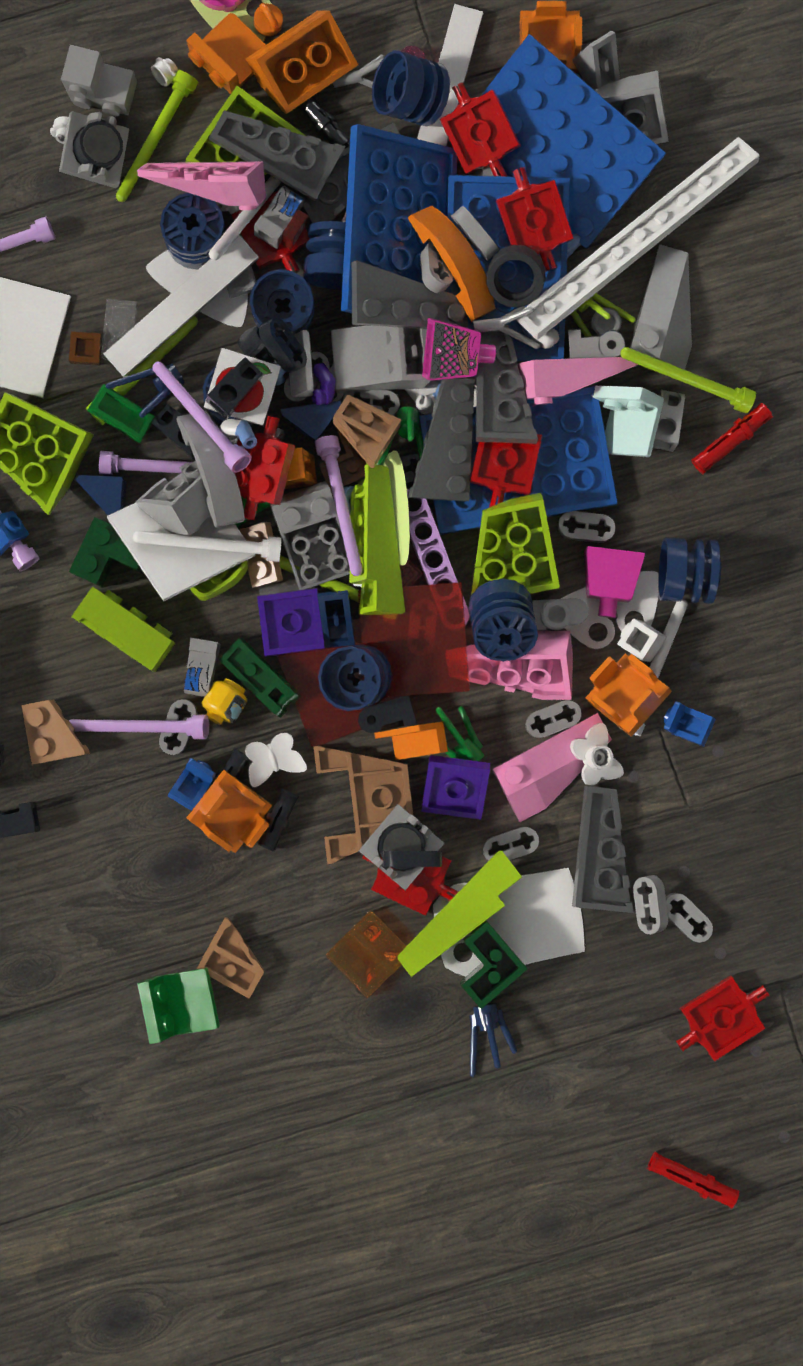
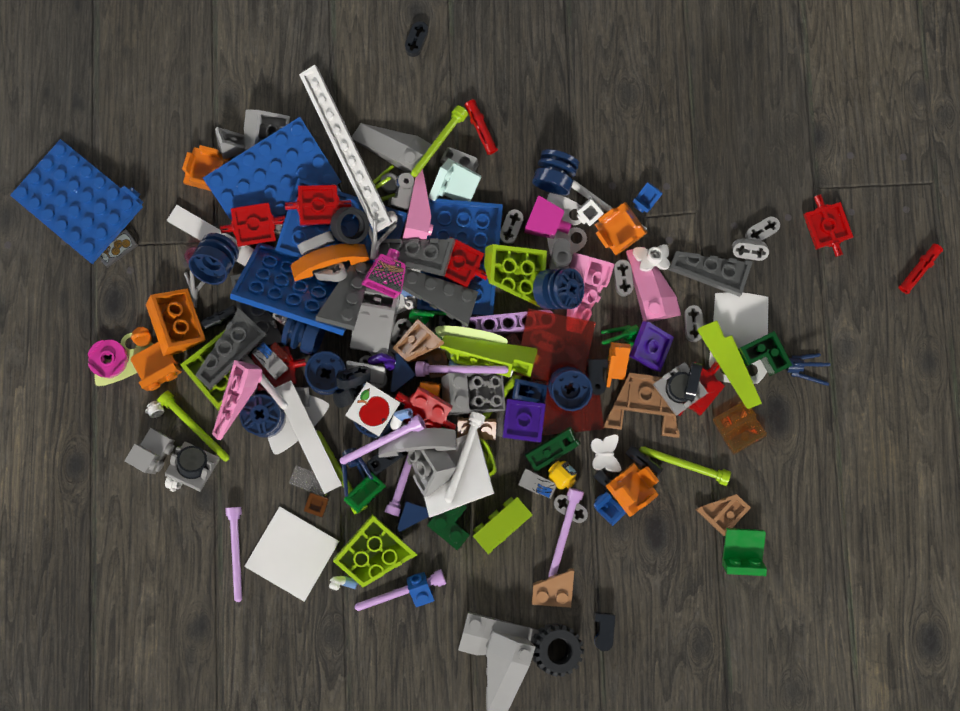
camera: 75 degrees left, 5 degrees down
(234, 388) = (374, 412): black leg -> none
(286, 942) = (721, 476): none -> lime piece

